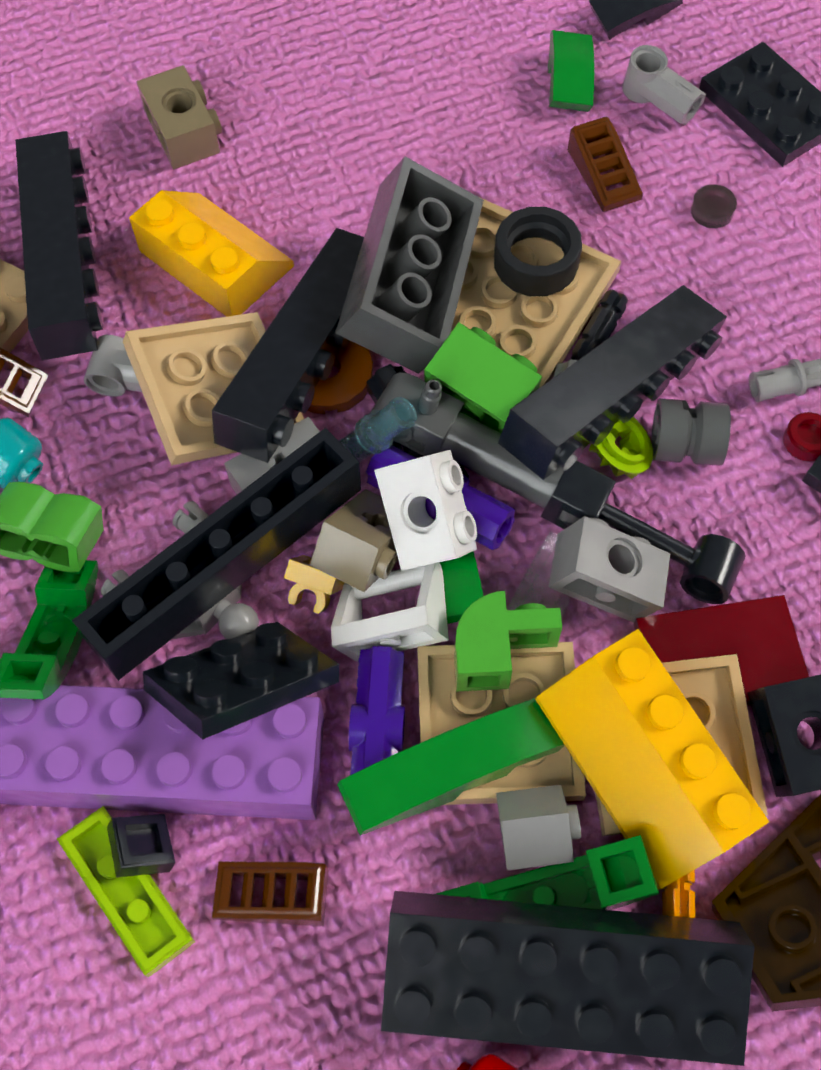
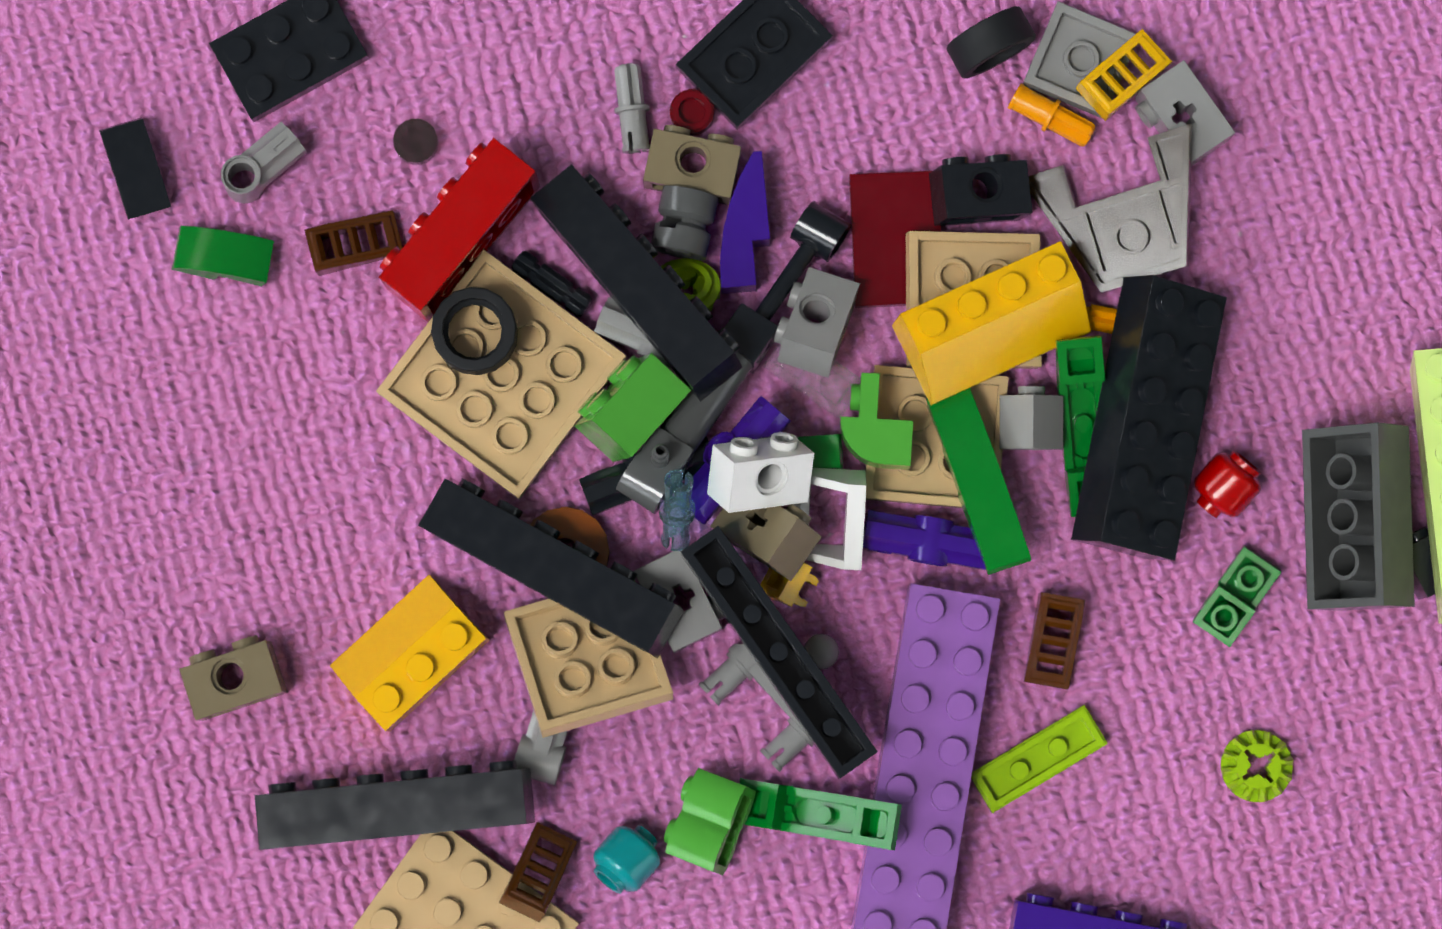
camera: 85 degrees left, 20 degrees up
(140, 845) = (1007, 742): black tile -> none
(240, 678) = (886, 646): black plate -> none
(411, 266) = (494, 455): dark grey brick -> none
(645, 225) = (460, 227): none -> red brick
(699, 492) = (744, 228): none -> dark purple slope
(749, 460) = (674, 143): none -> dark tan brick

